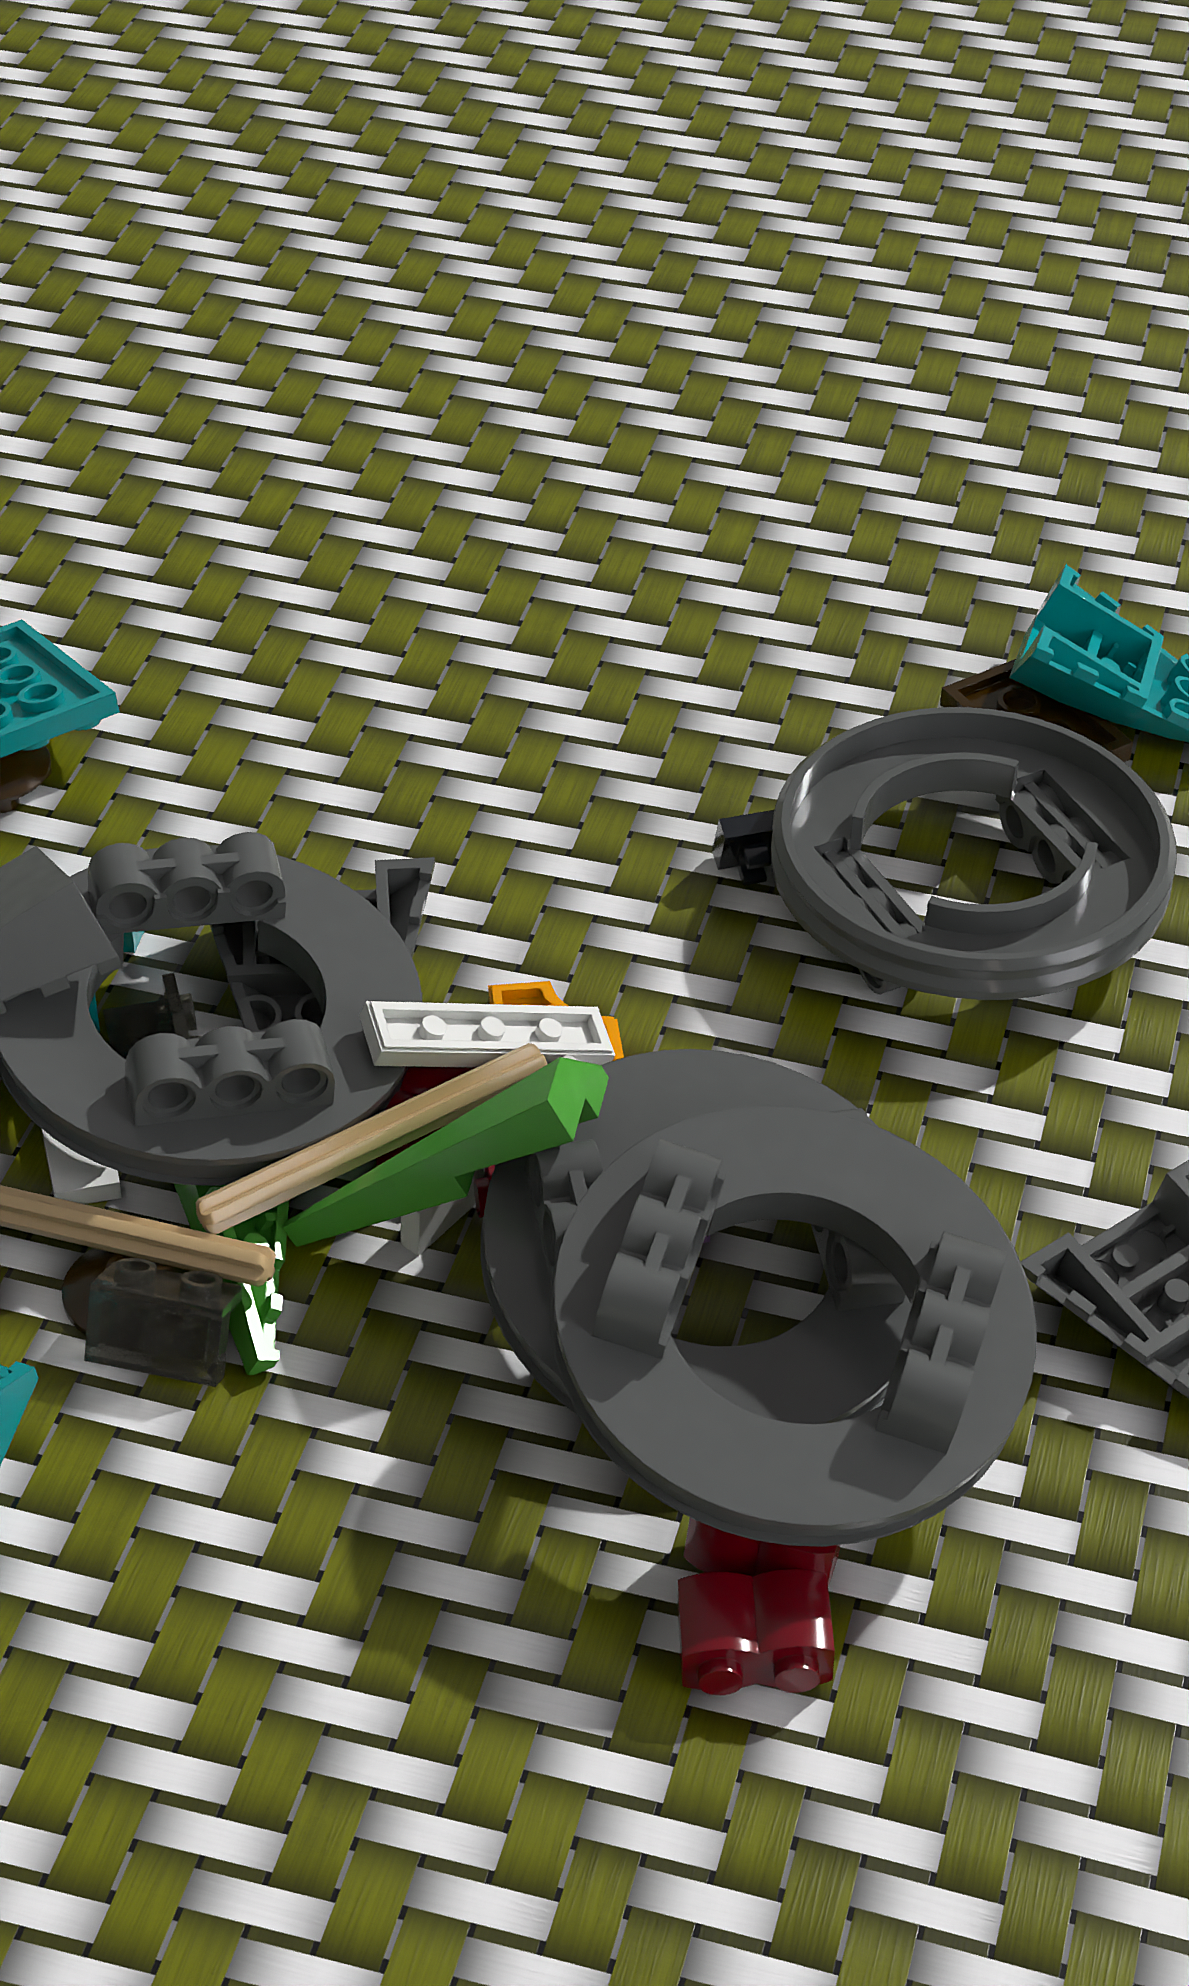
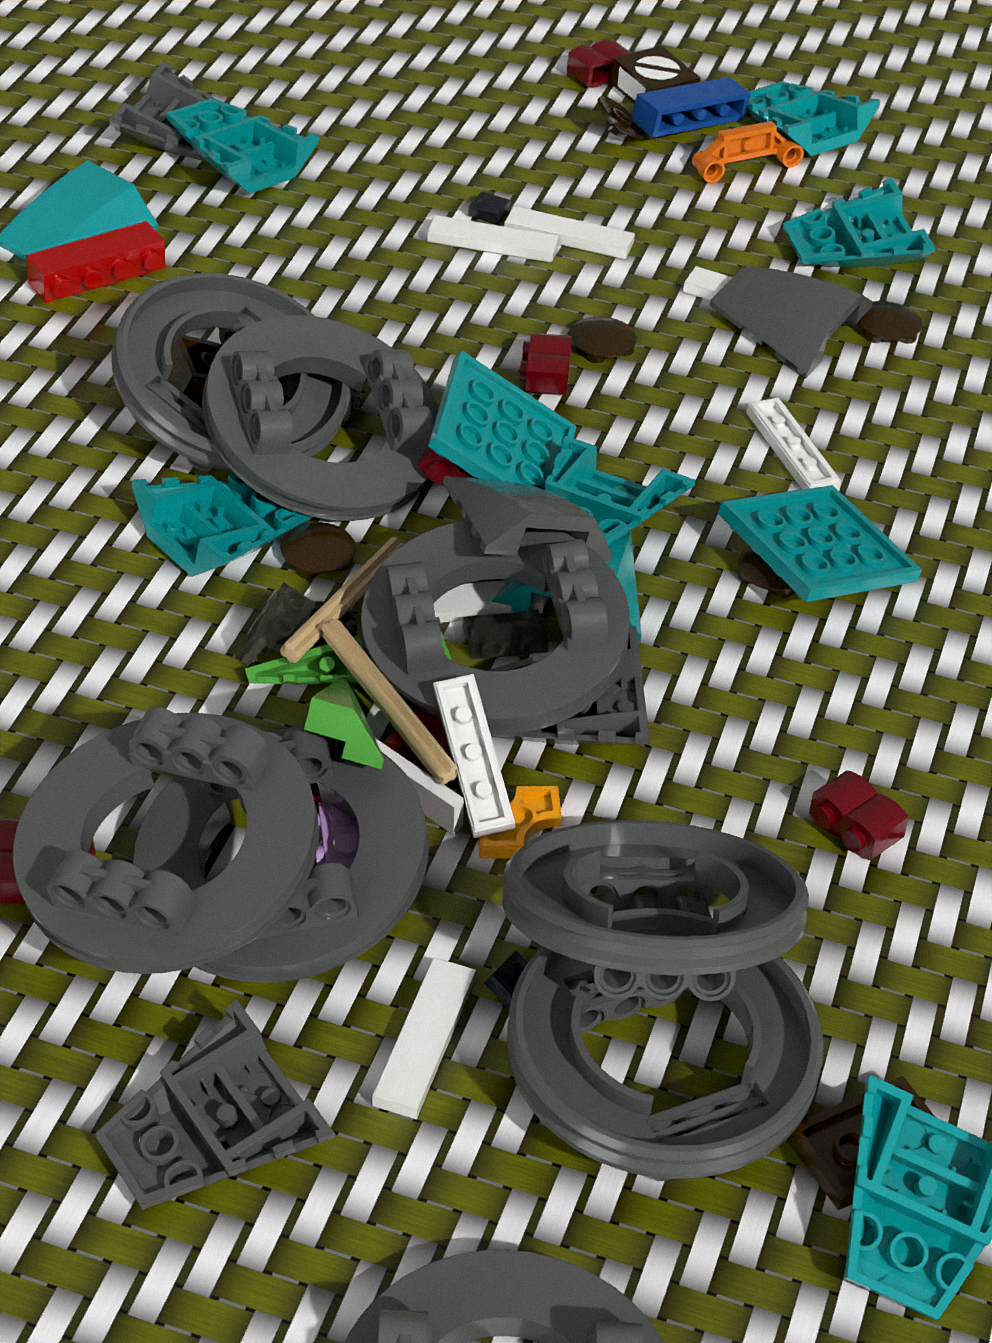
camera: 90 degrees right, 0 degrees up
(514, 704) = (858, 814): none -> dark red brick
(663, 865) = (552, 904): none -> dark grey piece
(867, 1020) = (505, 977): none -> black tile
(976, 1112) = (424, 1038): none -> white tile

